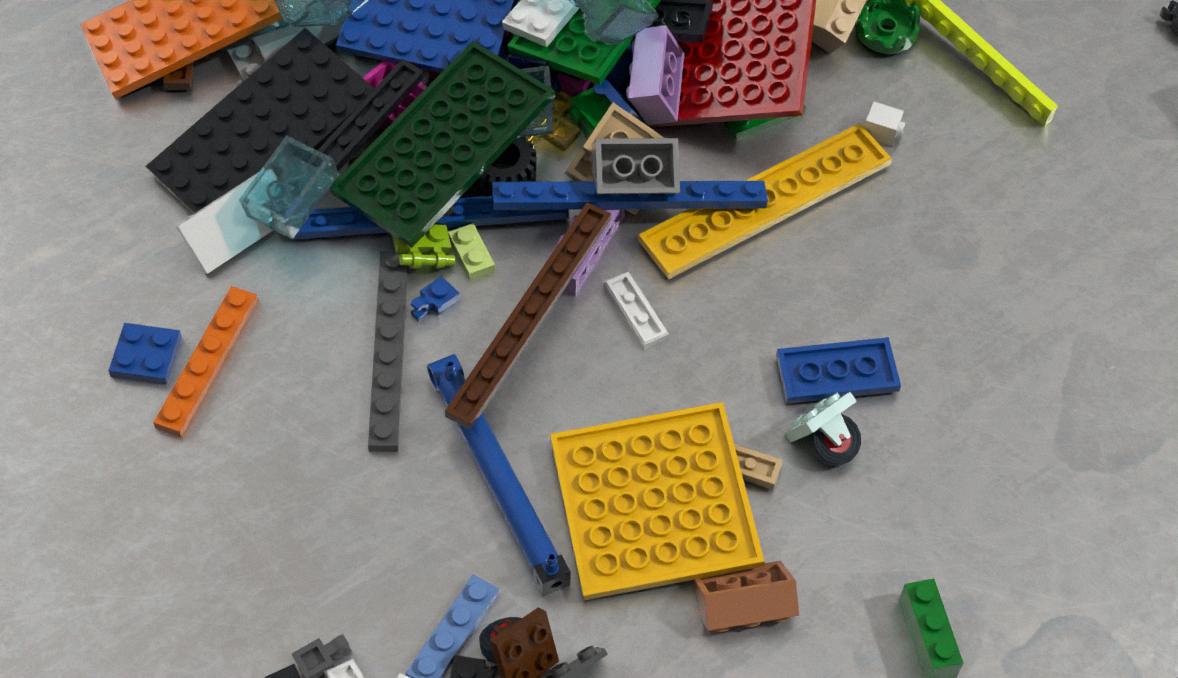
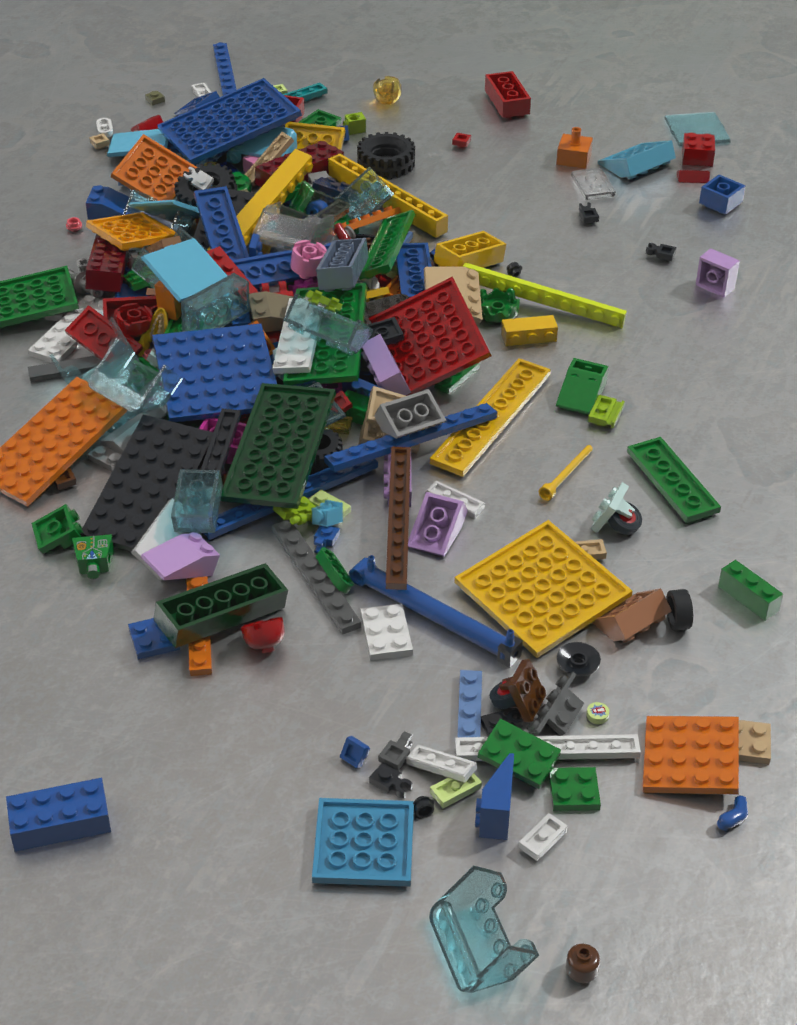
camera: 25 degrees left, 15 degrees down
(124, 149) = (57, 529): none -> green plate
(144, 205) = (93, 554): none -> green torso
(233, 258) = (183, 557): none -> lavender slope
(233, 350) = (220, 605): none -> dark green brick
(264, 411) = (264, 634): none -> red cylinder
(269, 633) = (354, 752): none -> blue tile
(405, 362) = (334, 570): none -> green beam
(421, 473) = (386, 632): none -> white plate
(452, 267) = (328, 513): none -> medium azure brick
(568, 105) = (342, 401): none -> red plate
(581, 343) = (437, 524): none -> lavender slope
(632, 617) = (578, 658): none -> black dish
(764, 350) = (548, 490): none -> yellow piece
(808, 619) = (682, 609): none -> black tyre
(839, 367) = (595, 484): blue plate -> none
(885, 123) = (533, 352): white brick -> none
(905, 82) = (529, 330): none -> yellow brick
(916, 205) = (582, 386): none -> green slope
(925, 256) = (606, 411): none -> lime plate
(946, 406) = (673, 479): none -> green plate

